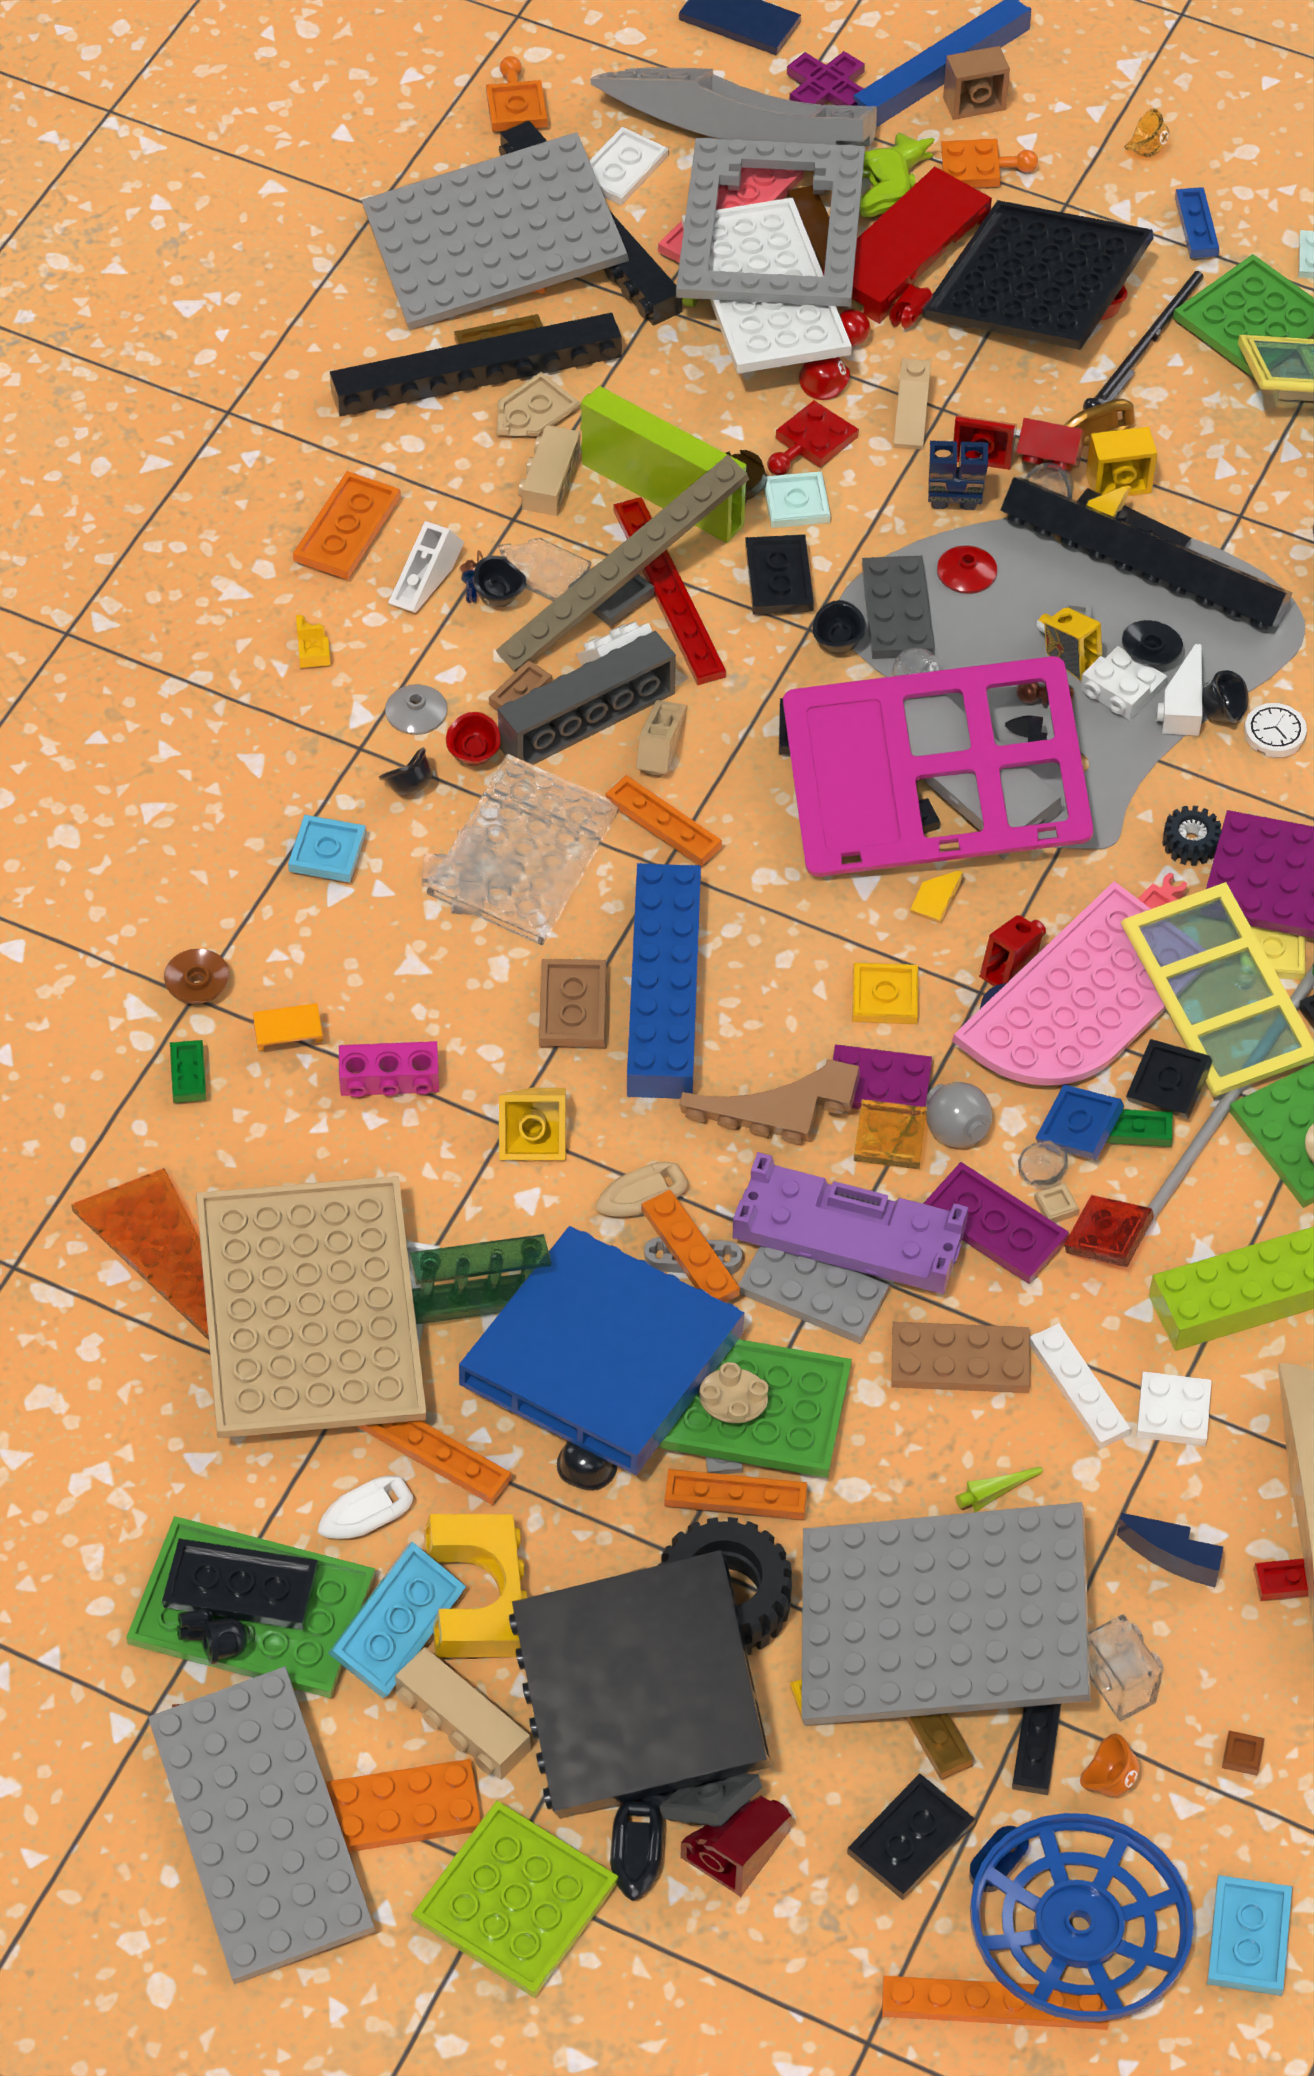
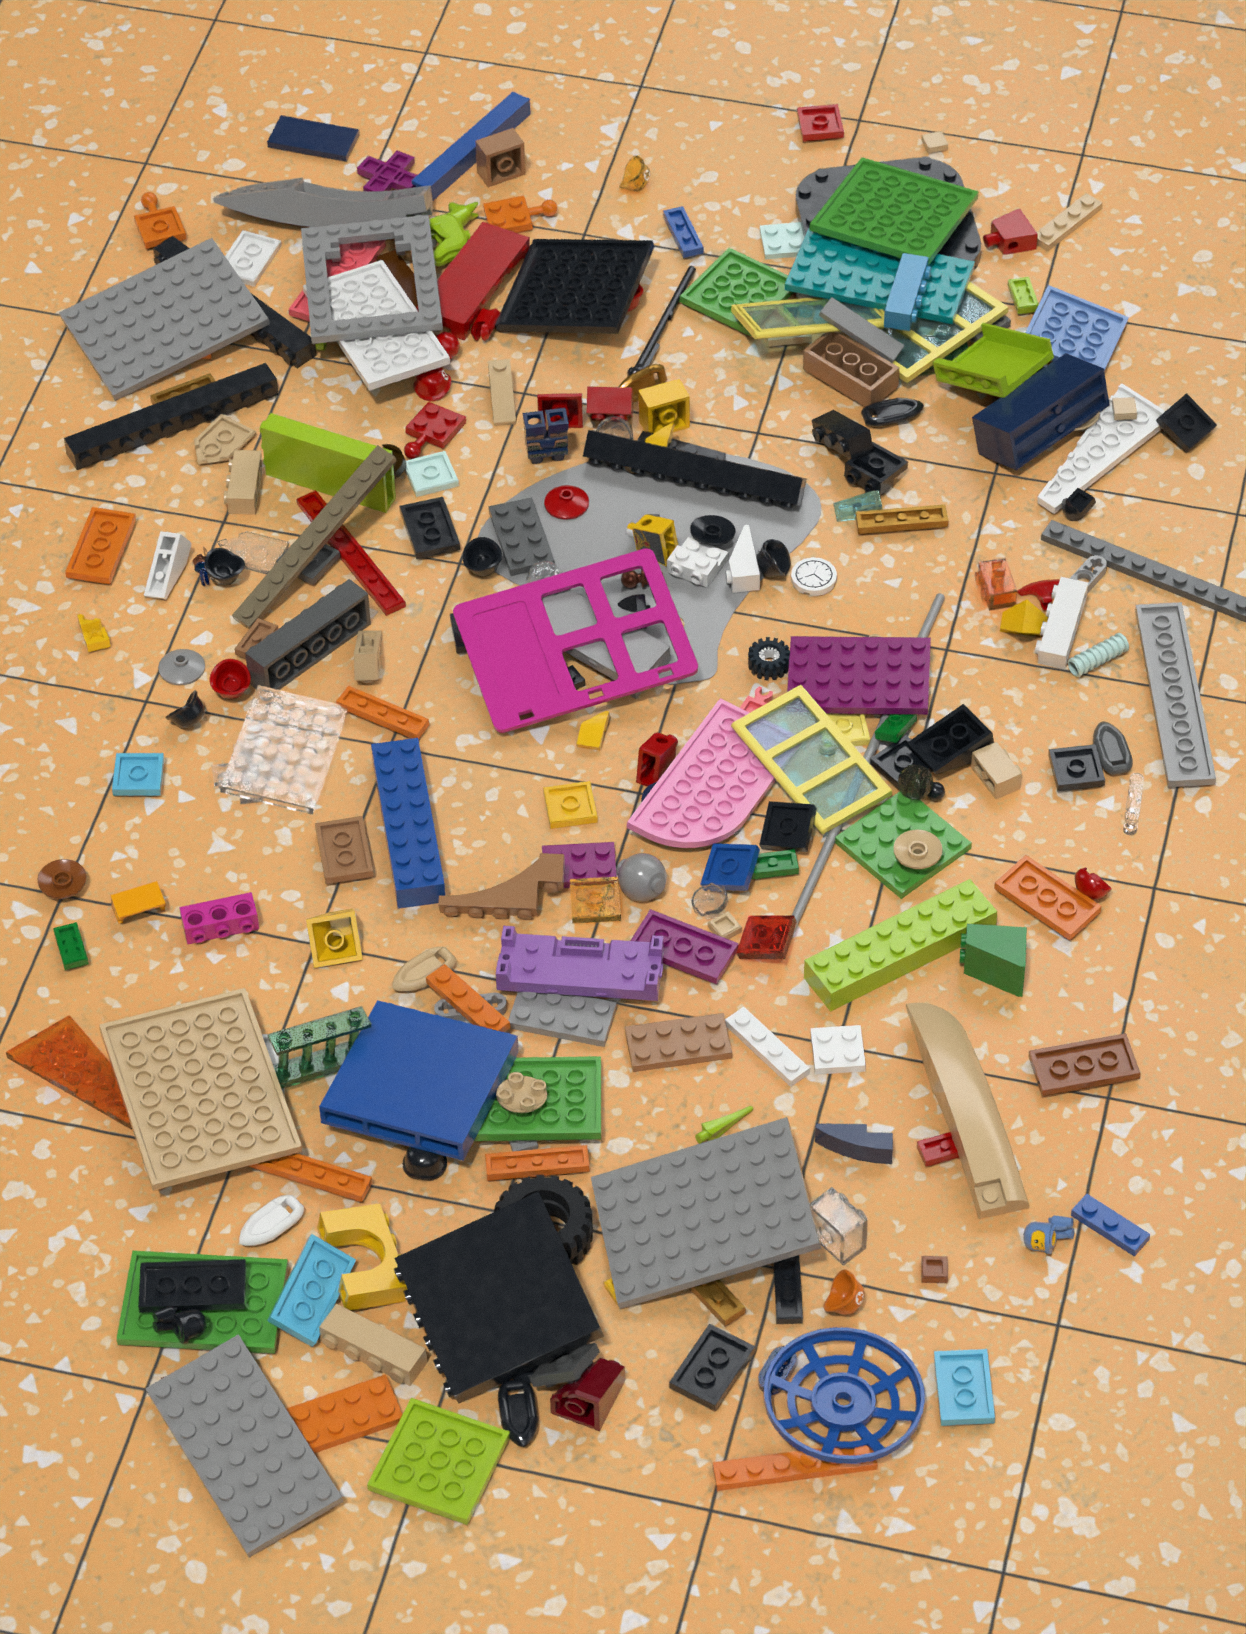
camera: 10 degrees left, 5 degrees down
(617, 638) = (319, 591): white plate -> none

